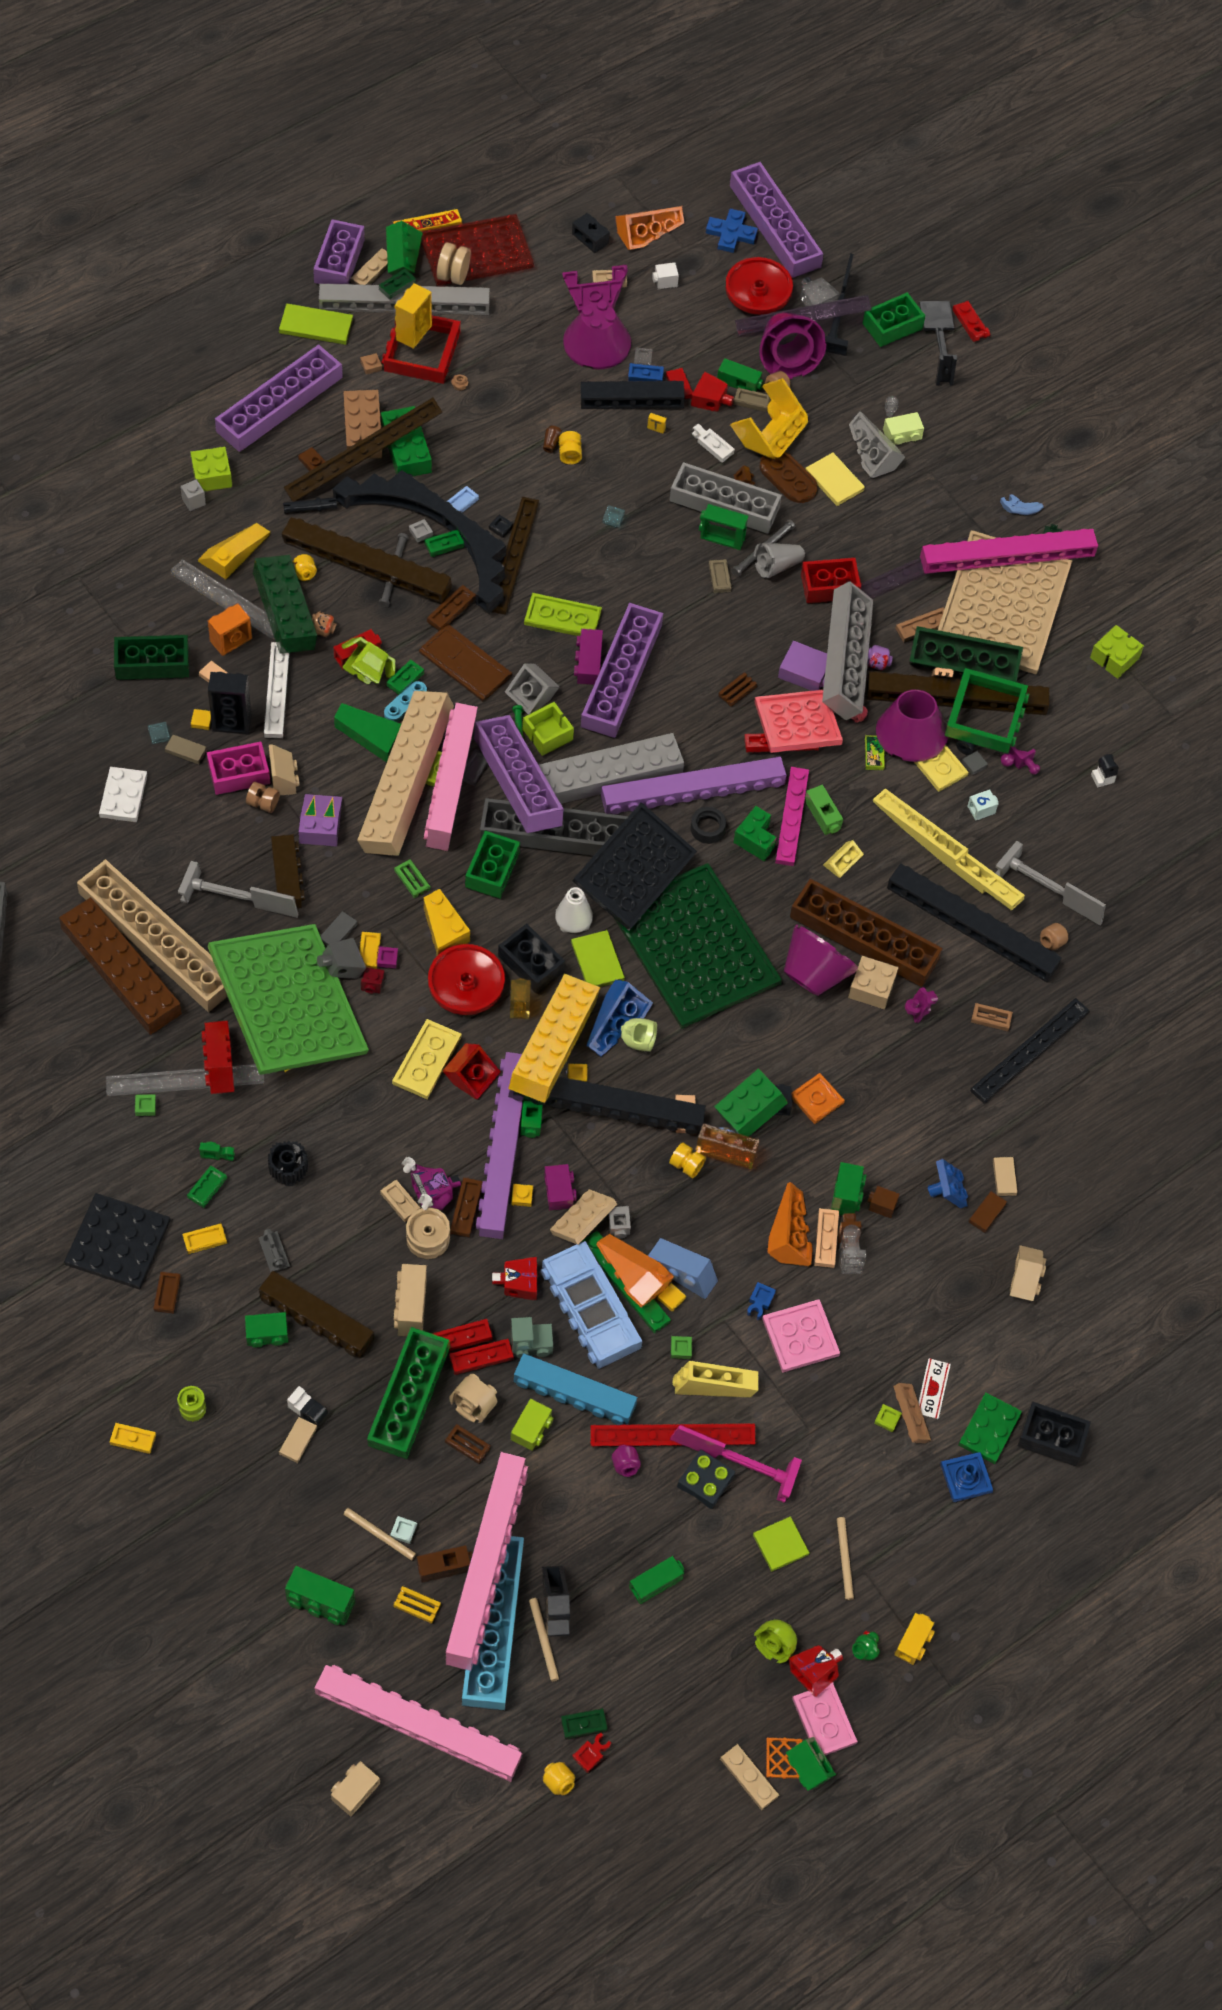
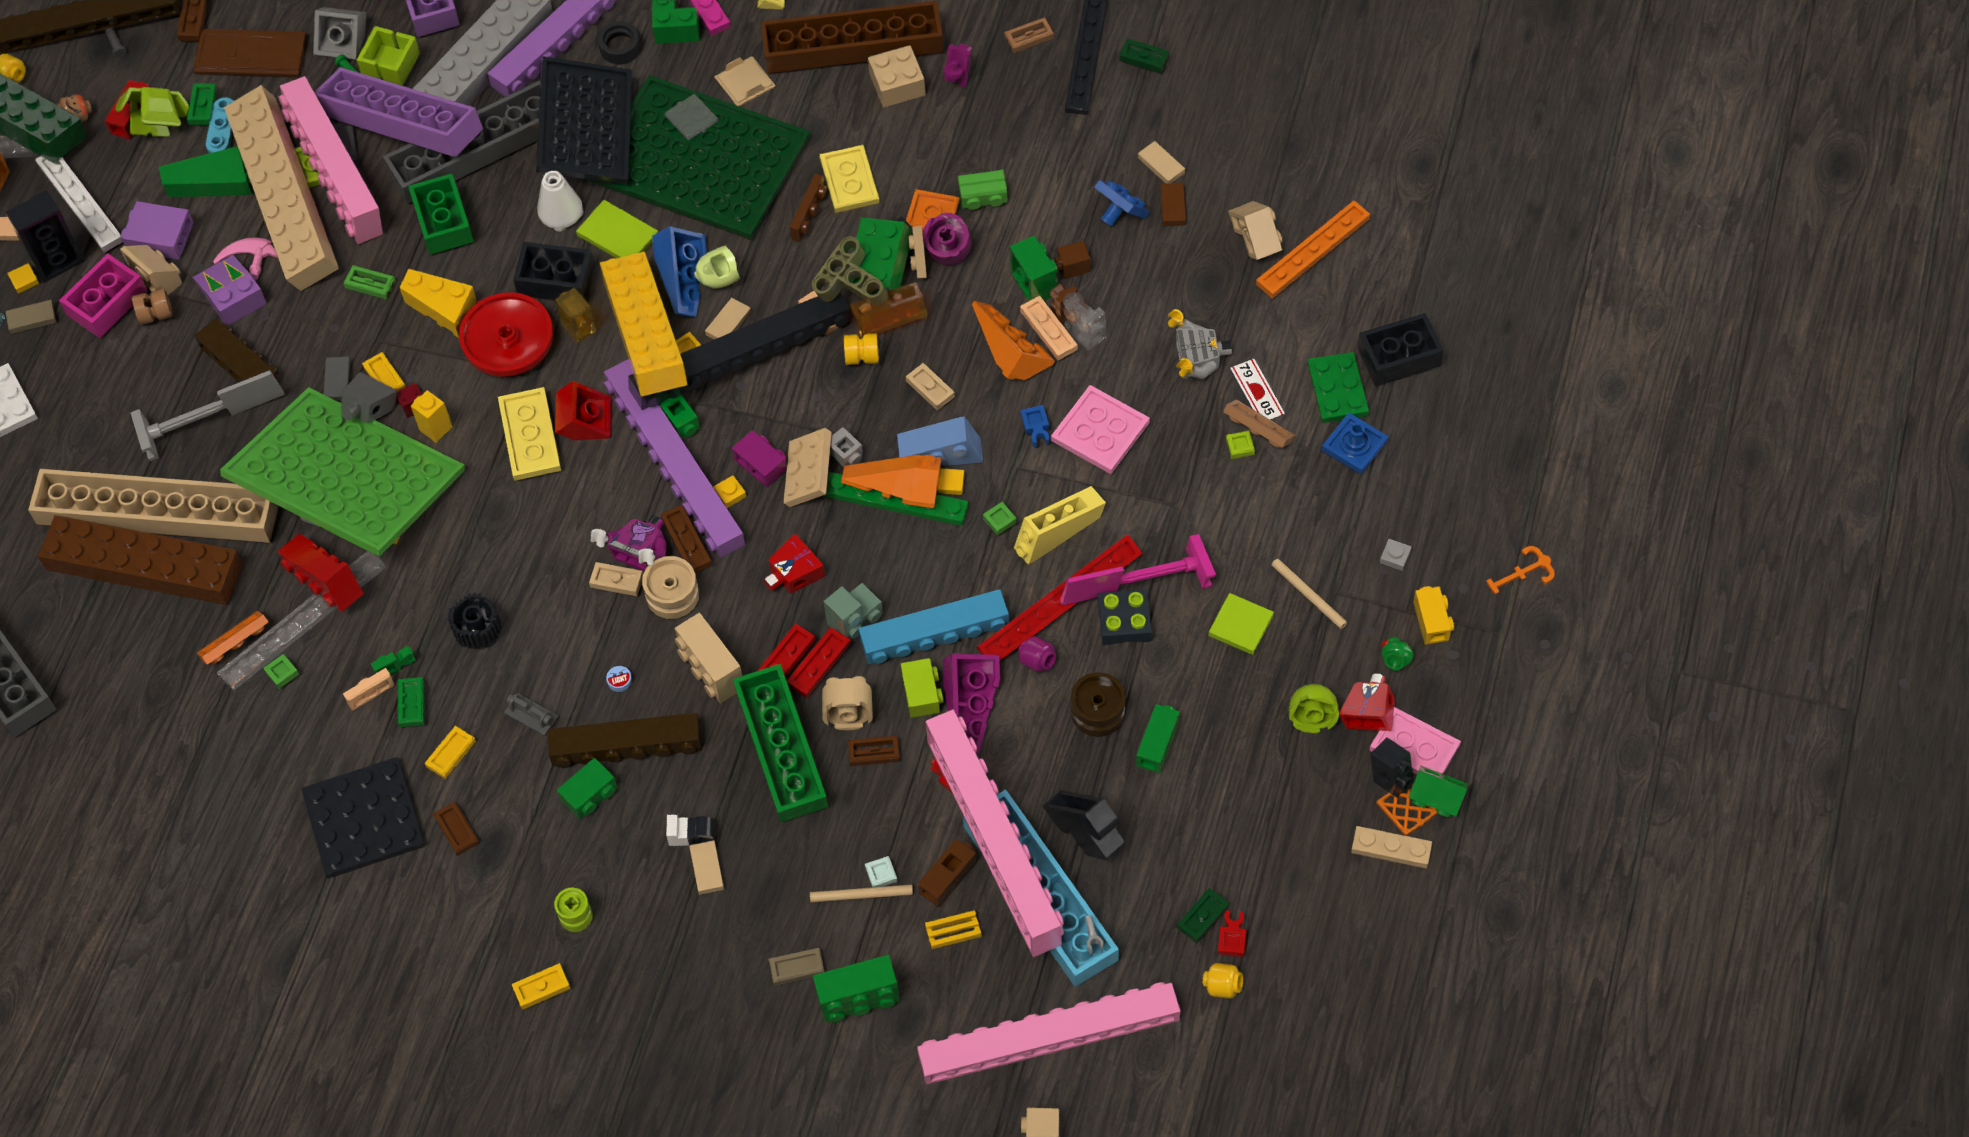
camera: 30 degrees left, 0 degrees up
(134, 1060) = (233, 638): none -> orange plate
(188, 1158) = (368, 689): none -> light nougat plate
(299, 1550) = (796, 966): none -> dark tan tile
(308, 746) = (159, 228): none -> medium lavender brick
(347, 1270) = (619, 678): none -> tile
(360, 800) = (258, 246): none -> bright pink piece
(372, 1001) = (431, 416): none -> yellow brick
(387, 957) = (408, 368): magenta plate -> none
(494, 1680) = (1093, 938): none -> light grey hand
(544, 1639) = (1099, 870): tan bar -> none
(559, 1454) = (970, 689): none -> magenta wedge
(591, 1305) = (883, 540): light blue window -> none
(619, 1074) = (728, 319): none -> tan tile
(634, 1514) = (1098, 704): none -> dark brown wheel
(710, 913) = (691, 116): none -> clear piece
(712, 1220) = (930, 386): none -> tan plate
(715, 1102) = (847, 275): none -> olive beam
(735, 1034) = (808, 208): none -> reddish brown plate
(770, 911) = (744, 80): none -> tan piece
(778, 1124) = (918, 260): none -> tan plate
(782, 1032) = (849, 178): none -> light yellow tile
(791, 1722) = (1392, 767): none -> black brick
(806, 1135) = (948, 251): none -> magenta brick
(815, 962) = (831, 88): magenta cone -> none
(864, 1106) = (982, 189): none -> bright green brick
(914, 1328) = (1196, 347): none -> torso
(927, 1576) = (1395, 554): none -> light grey plate
(1027, 1660) = (1543, 561): none -> orange piece
(1057, 1316) = (1313, 249): none -> orange plate
(1058, 1089) = (1144, 55): none -> dark green plate

